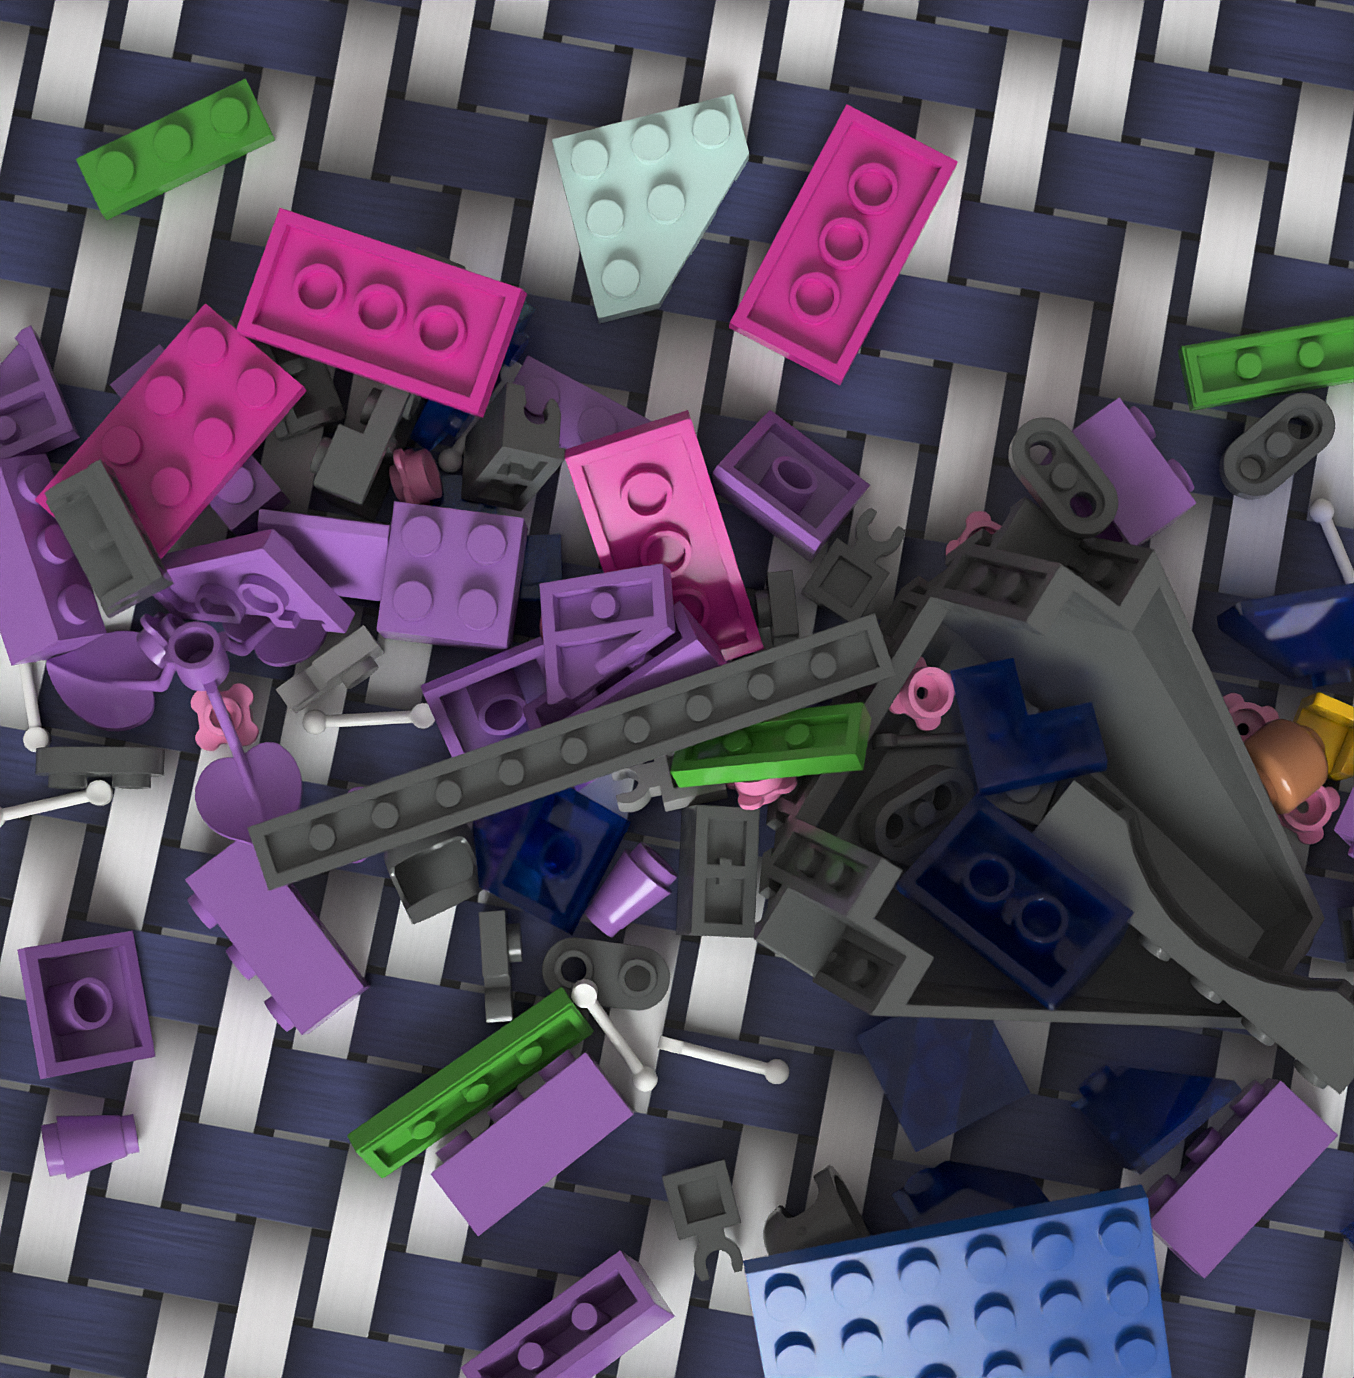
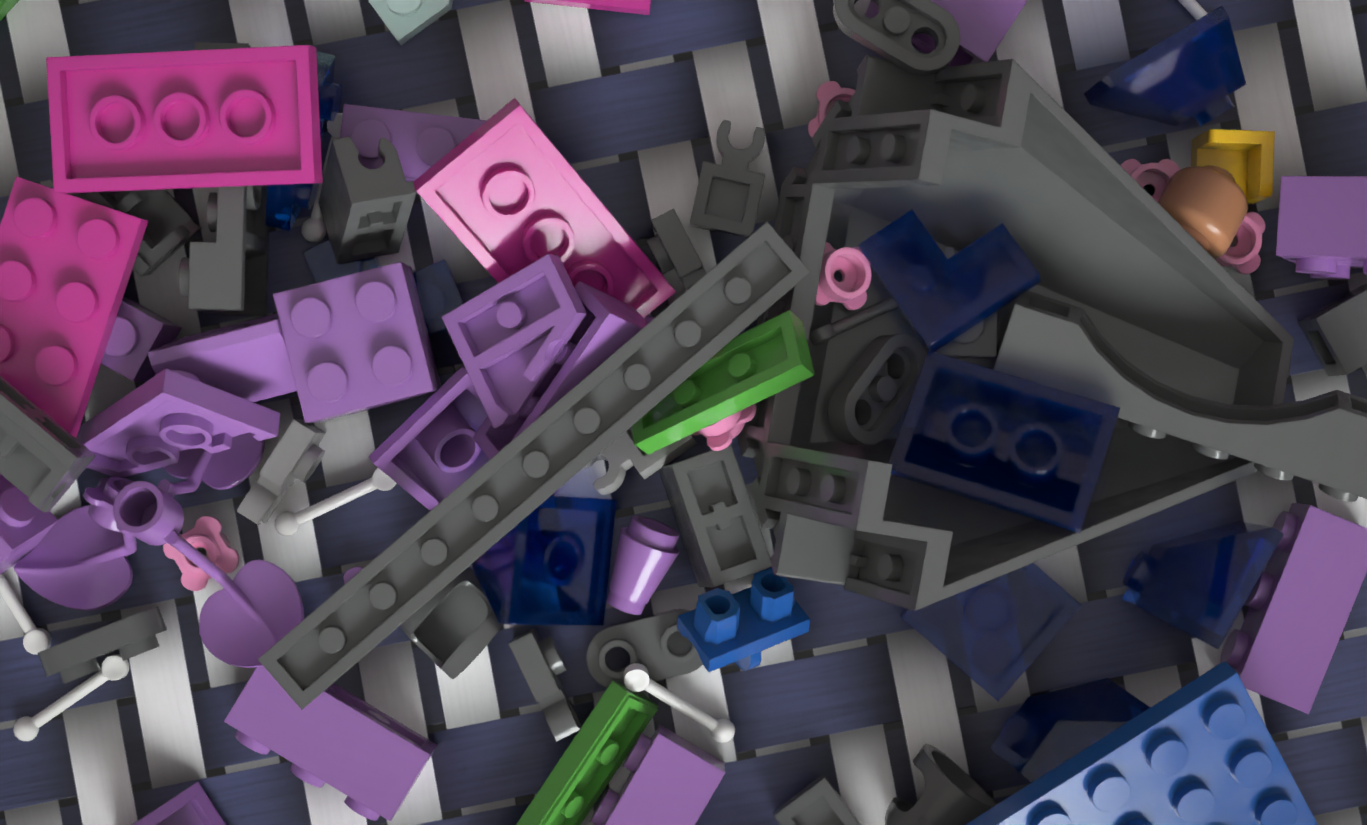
camera: 20 degrees left, 5 degrees up
(415, 476) = (286, 260): bright pink plate -> none
(705, 982) = (744, 623): none -> blue hips
(775, 1071) = (839, 676): white hinge -> none
(788, 485) = (638, 128): medium lavender slope -> none

